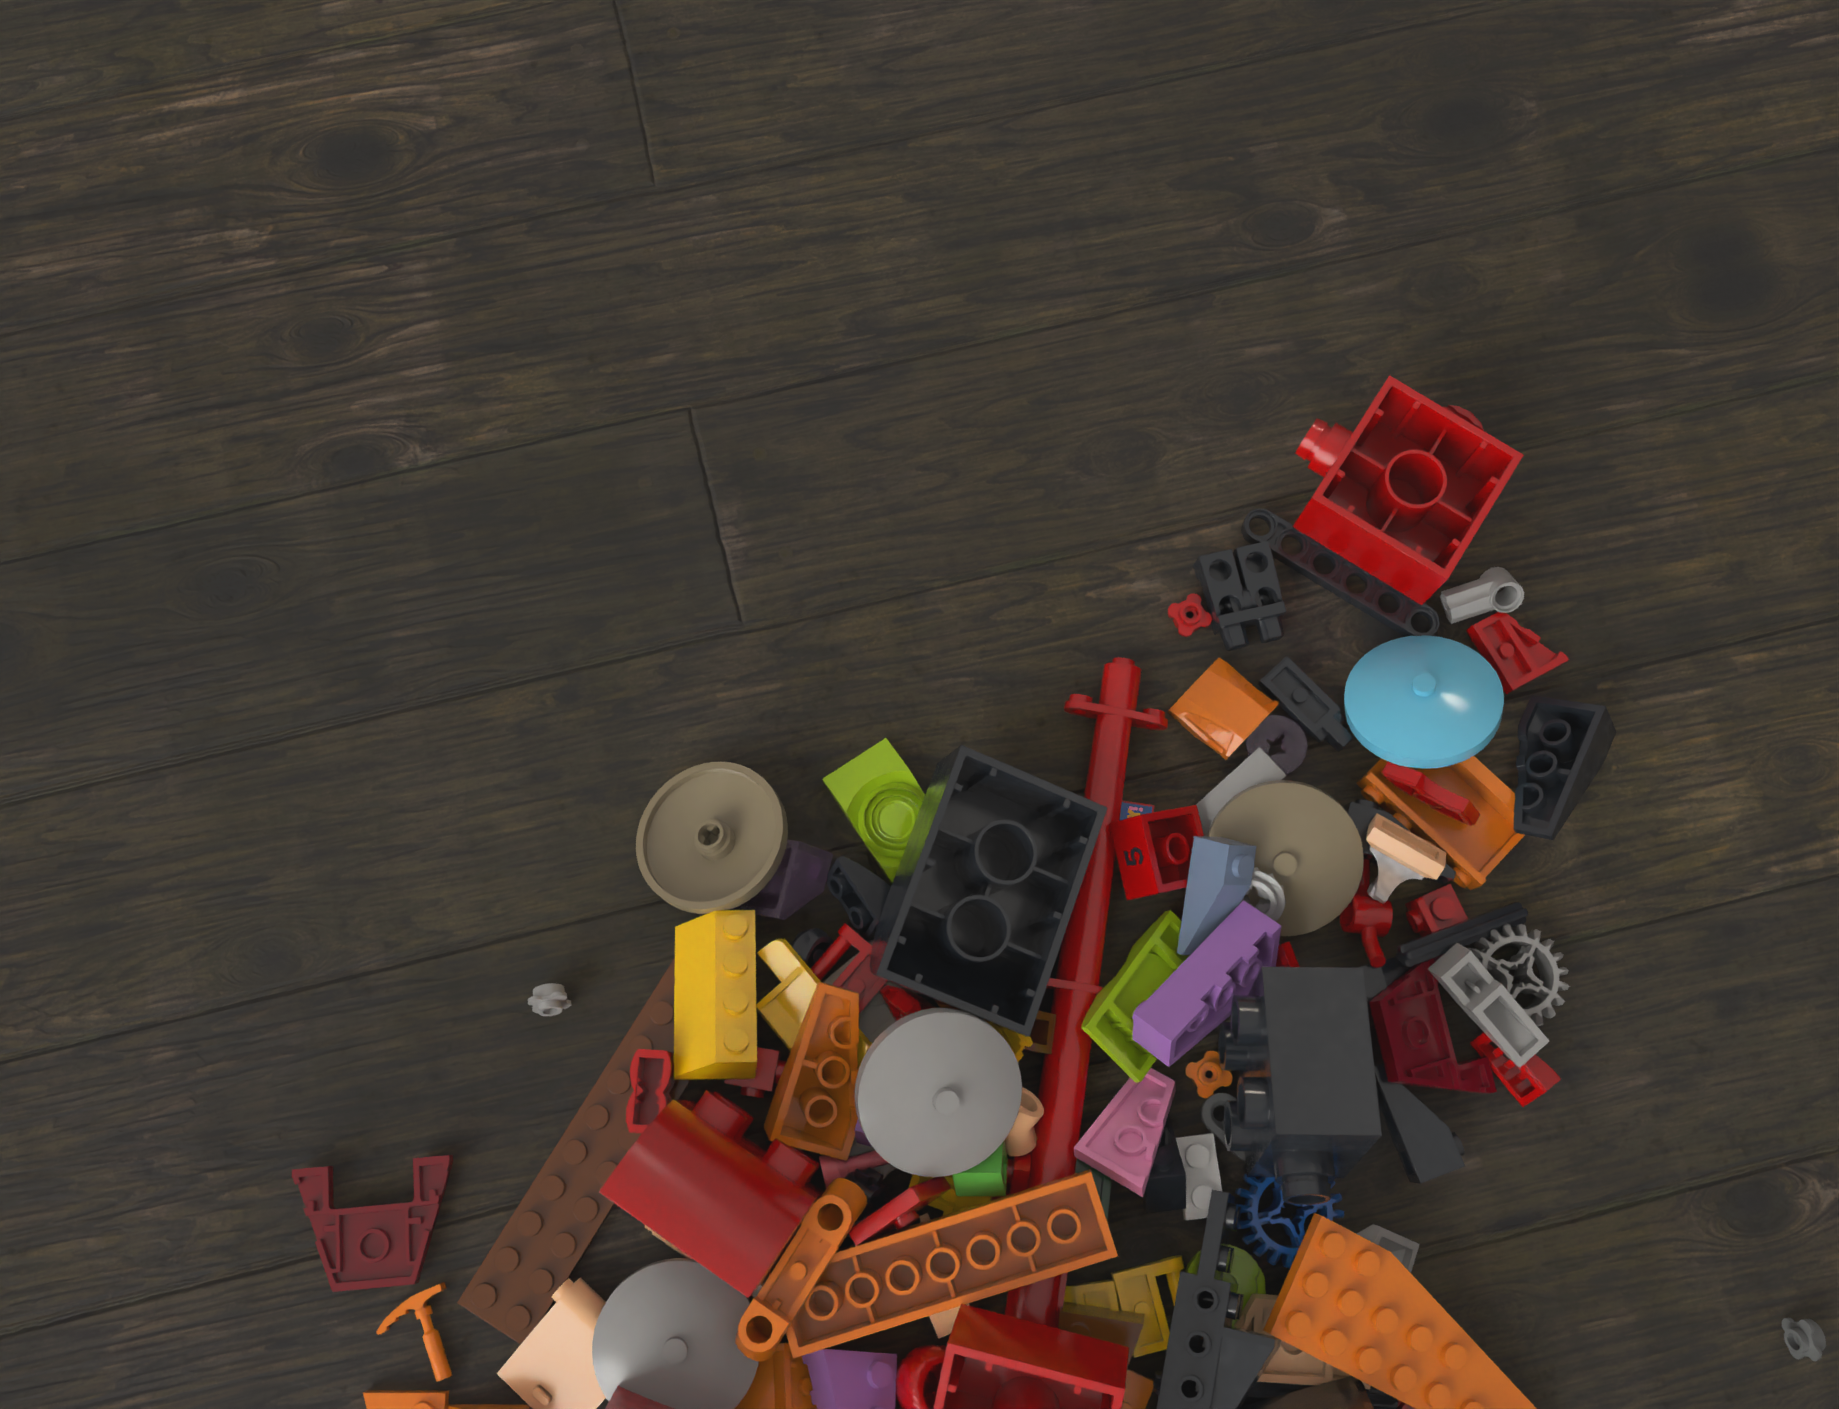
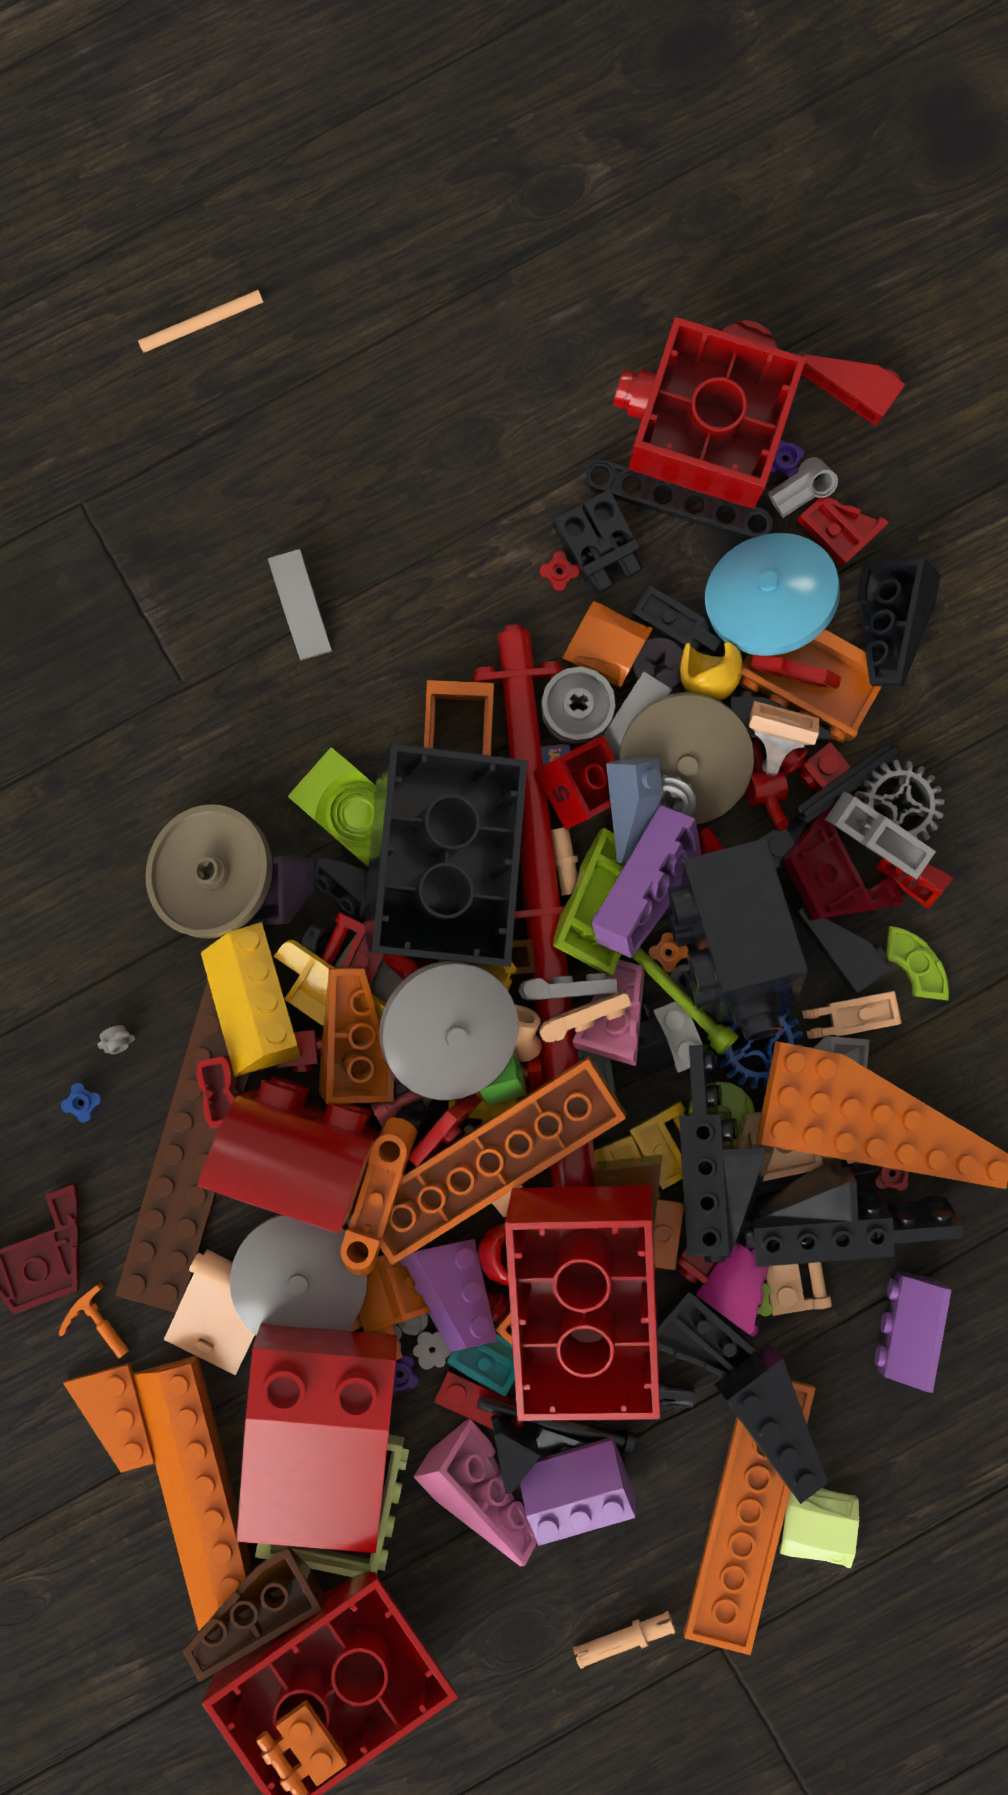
camera: 10 degrees left, 10 degrees up
(499, 1063) = (90, 1100): none -> blue plate
(872, 257) = (200, 321): none -> light nougat bar
(895, 575) = (300, 604): none -> light grey slope
(1049, 716) = (459, 691): none -> orange window
(1082, 1081) = (565, 987): none -> light grey hinge
(1095, 1120) = (583, 1016): none -> light nougat hinge
(1116, 936) = (565, 860): none -> light nougat pin
(1187, 748) = (582, 687): none -> light grey wheel
(1247, 1189) = (719, 1035): none -> lime piece
(1334, 772) = (711, 674): none -> yellow piece
(1405, 892) = (793, 760): none -> red plate
(1412, 1210) = (856, 1015): none -> light nougat hinge
(1478, 558) = (793, 453): none -> dark purple plate
(1498, 1168) = (919, 962): none -> lime tile
(1567, 506) = (857, 385): none -> red slope

